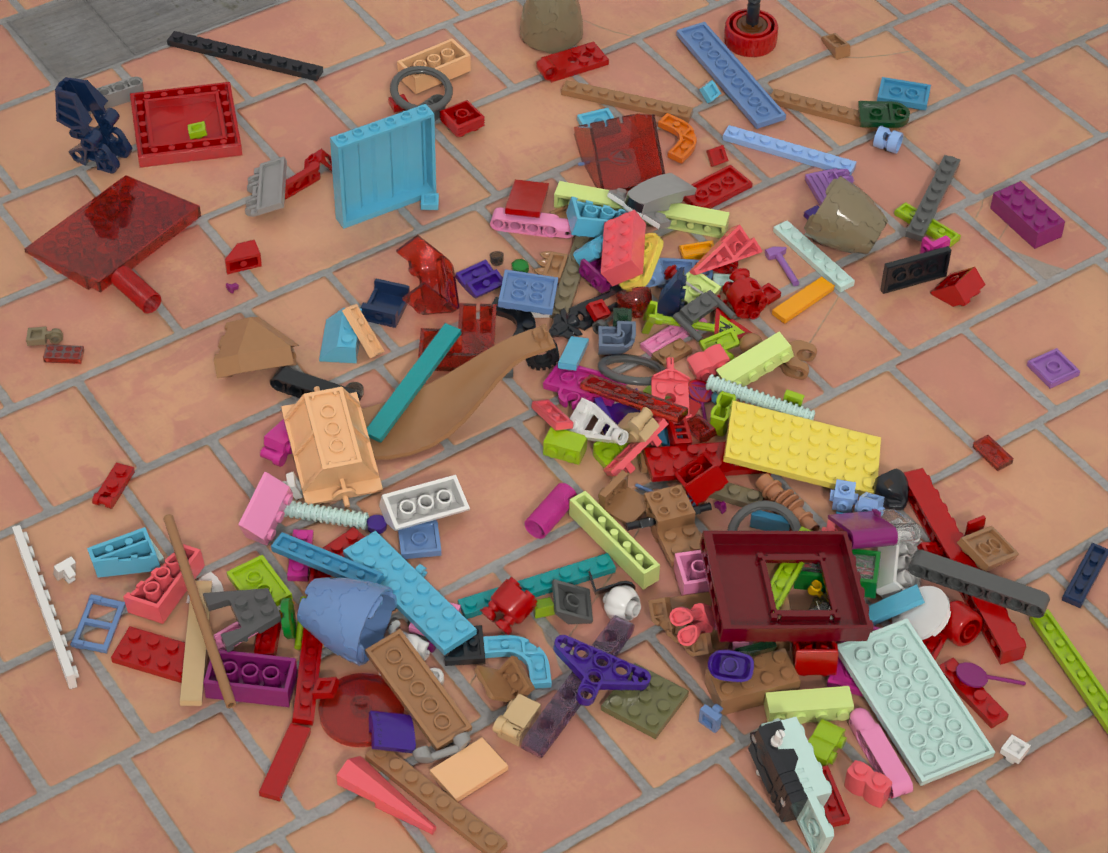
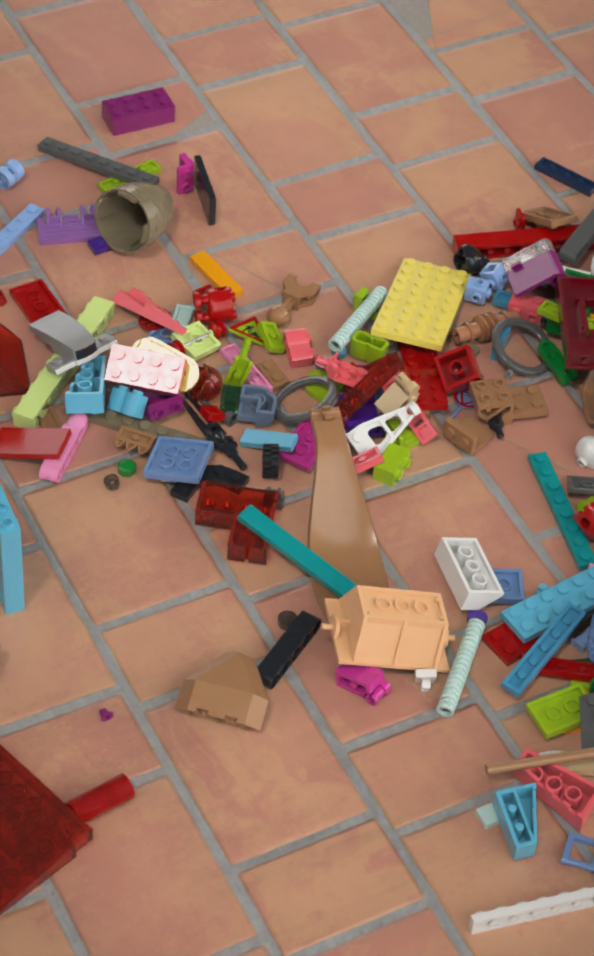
camera: 85 degrees left, 0 degrees up
(39, 336) = (158, 900): dark tan plate -> none
(63, 354) = (188, 880): clear red tile -> none
(65, 570) = (527, 880): white tile -> none
(113, 485) = (404, 837): red plate -> none
(243, 257) = (62, 696): red slope -> none
(266, 509) = (471, 694): bright pink slope -> none
(296, 570) = (493, 678): dark pink plate -> none
(339, 340) = (209, 619): medium azure slope -> none
(363, 331) = (218, 592): light nougat tile -> none
(385, 303) = (163, 580): dark blue panel -> none
(436, 275) = (144, 536): clear red windscreen -> none
(479, 279) = (139, 501): dark purple slope -> none
(550, 511) = (477, 484): dark pink piece -> none
(609, 587) = (573, 456): black piece -> none
(614, 540) = (519, 444): yellowish green brick -> none
(672, 294) = (212, 346): dark blue slope -> none
(690, 572) = (564, 394): bright pink brick -> none
(695, 250) = (129, 332): light orange tile -> none
(698, 309) = (236, 338): dark grey plate -> none
(757, 361) = (311, 311): yellowish green brick -> none
(777, 253) = (146, 281): medium lavender piece -> none
(813, 256) = (155, 258): light aqua plate -> none
(959, 287) = (225, 172): red slope -> none
(993, 452) = (430, 196): clear red plate -> none
(1053, 368) = (330, 142): medium lavender tile -> none

